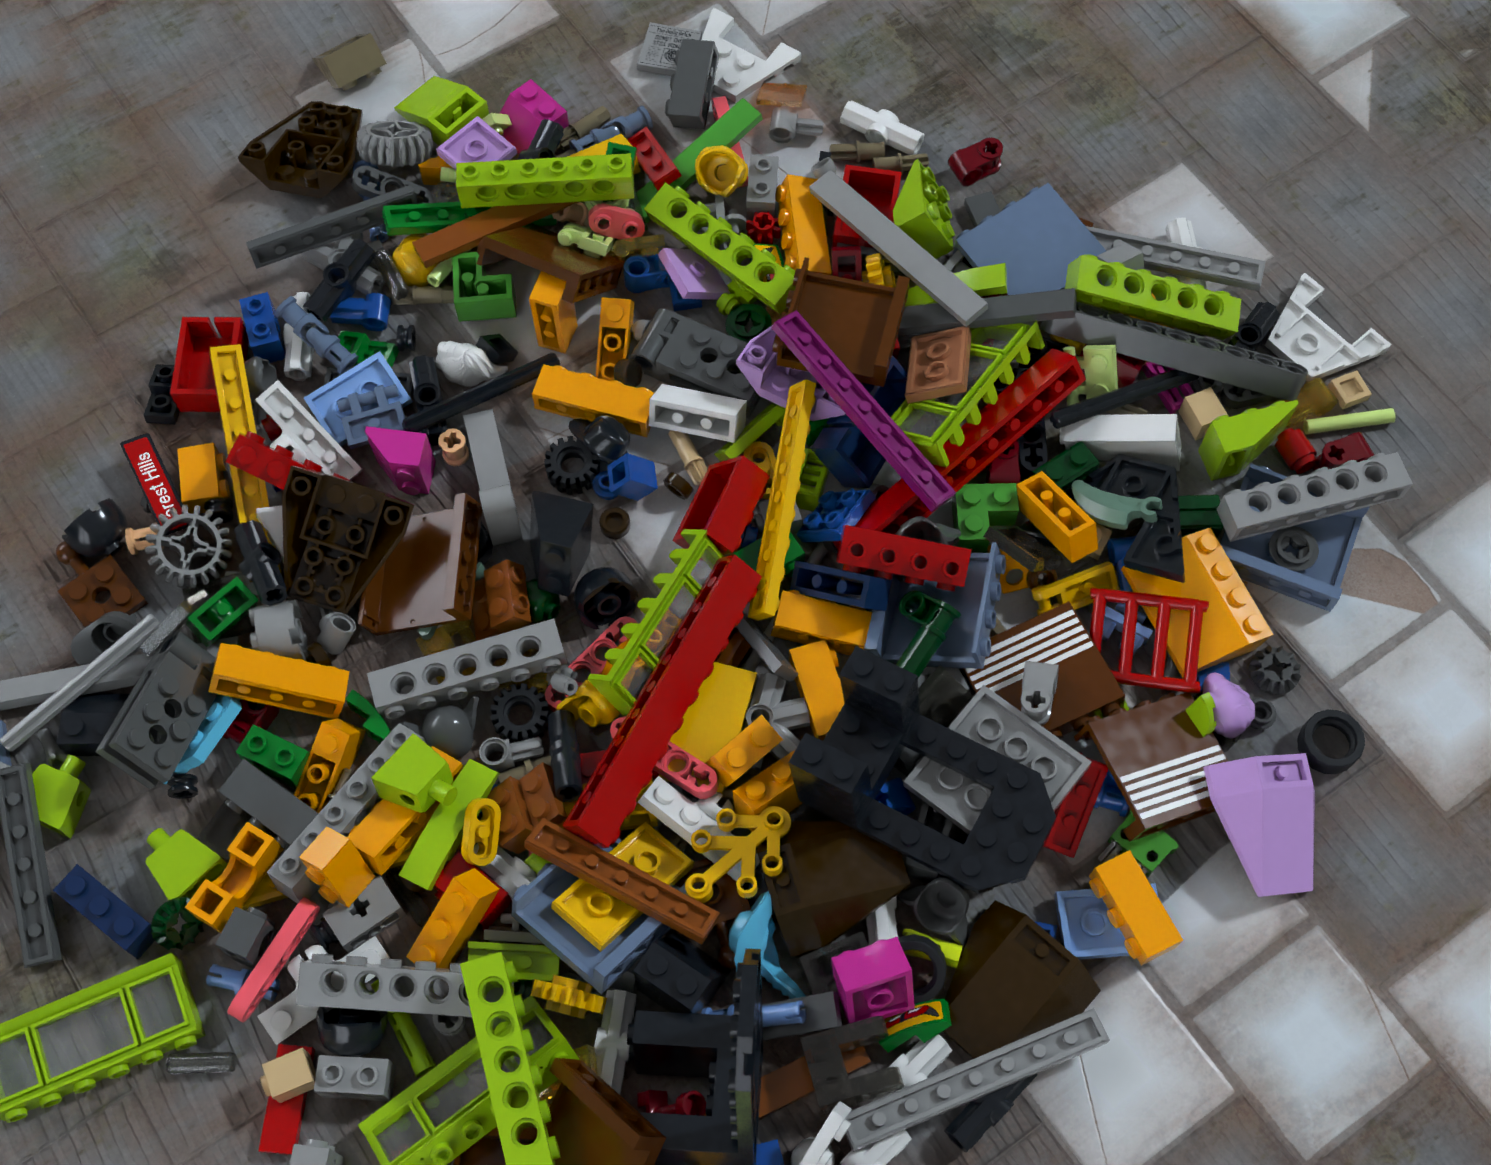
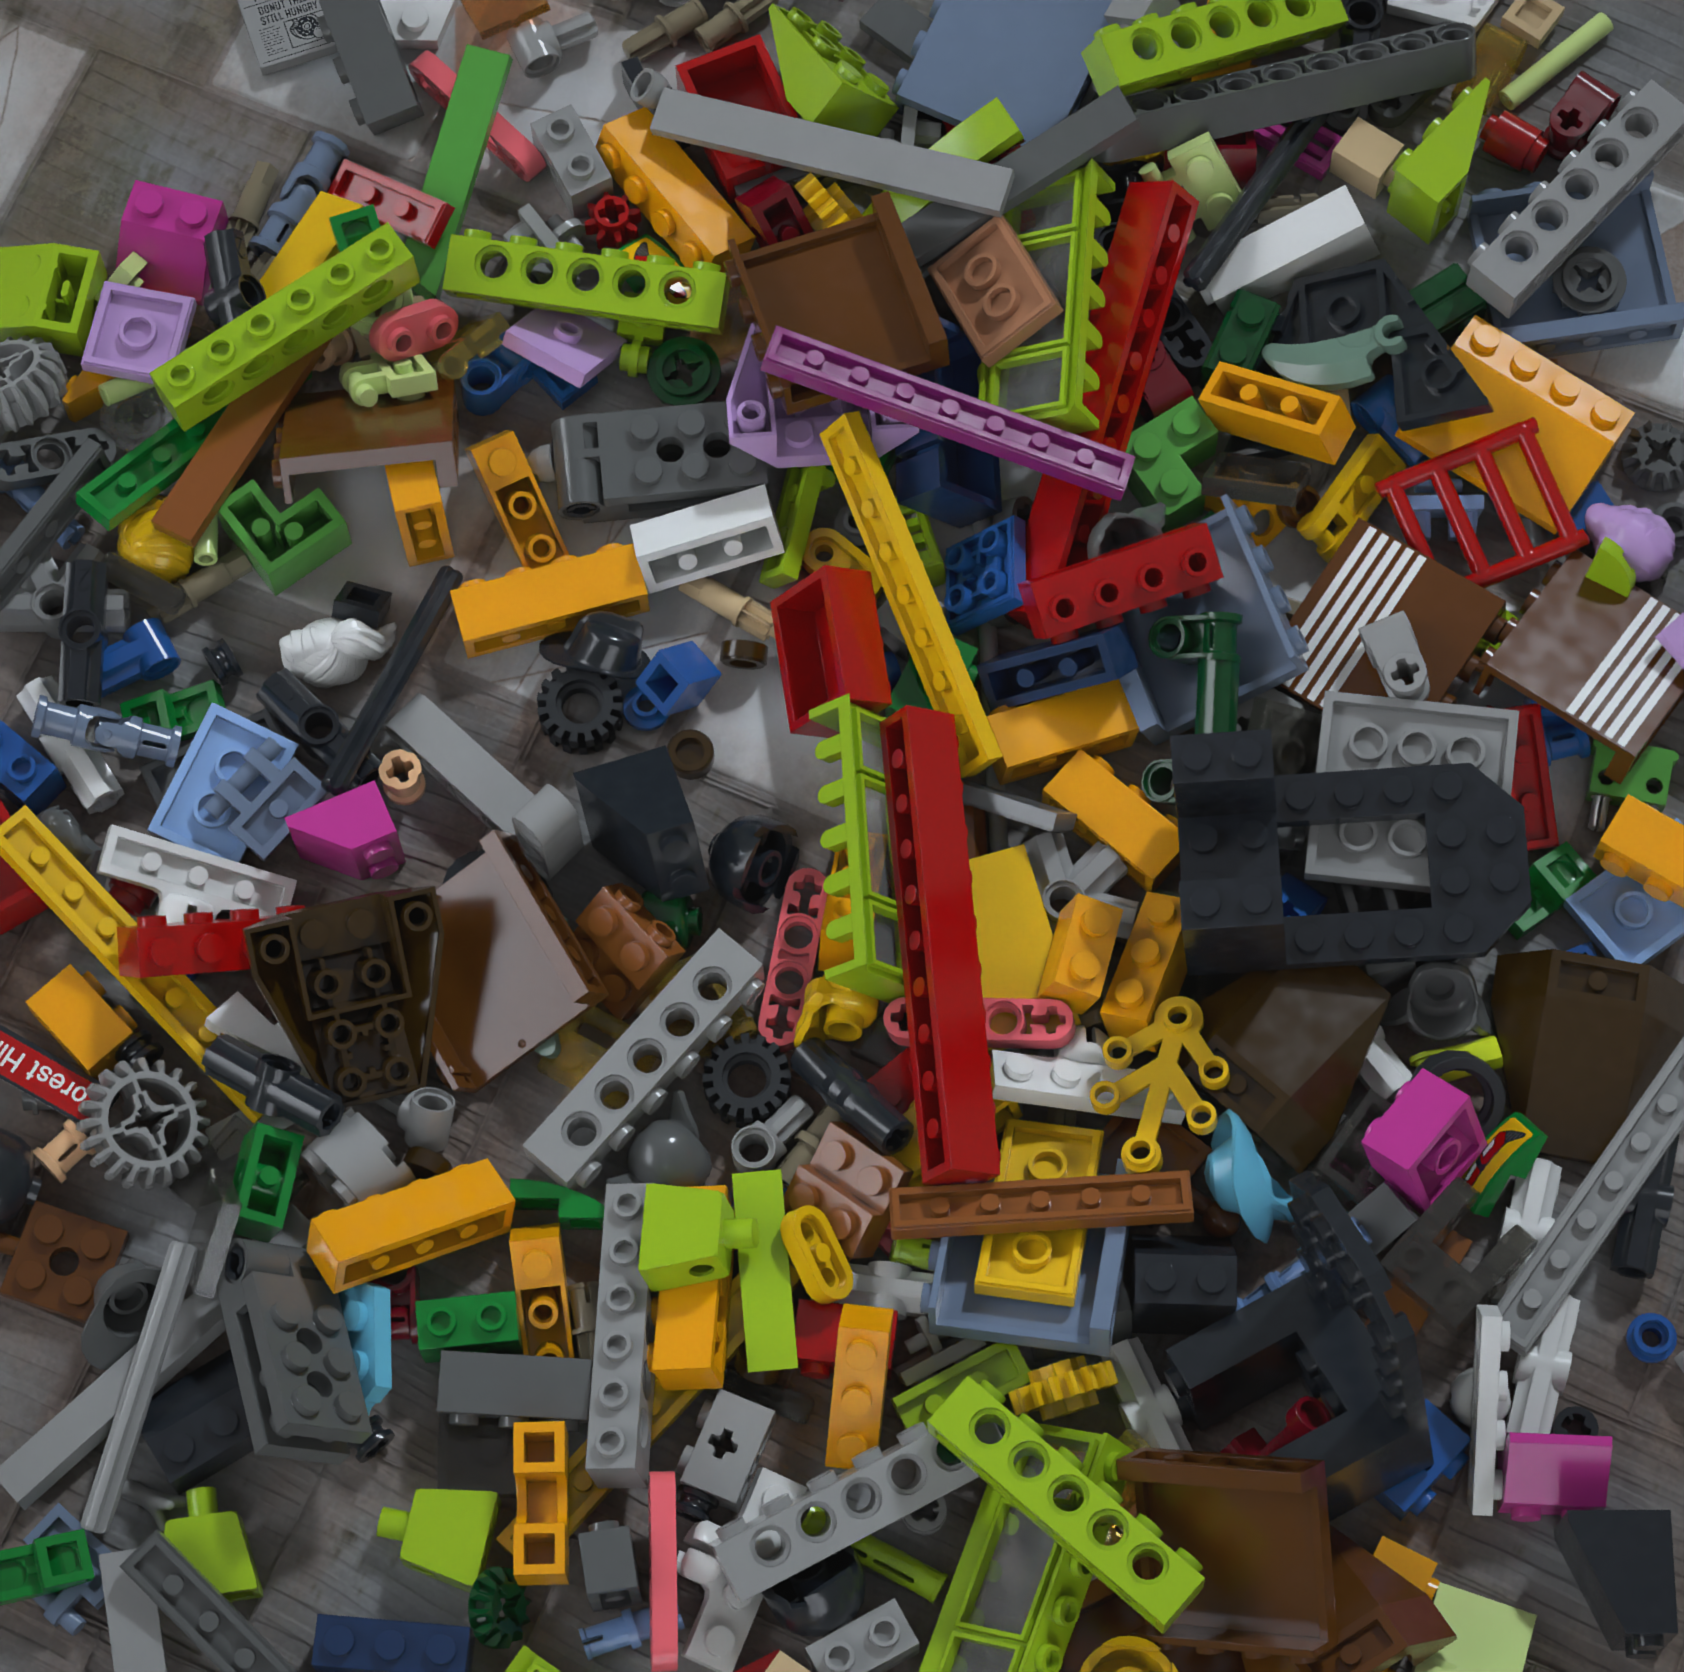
camera: 30 degrees left, 5 degrees up
(336, 867) = (669, 1408): light orange brick -> none
(565, 681) = (783, 1005): light grey arm -> none
(628, 372) = (568, 535): clear smoke tile -> none
(720, 170) = (506, 171): yellow hair -> none
(1050, 877) = (1551, 883): none -> green slope

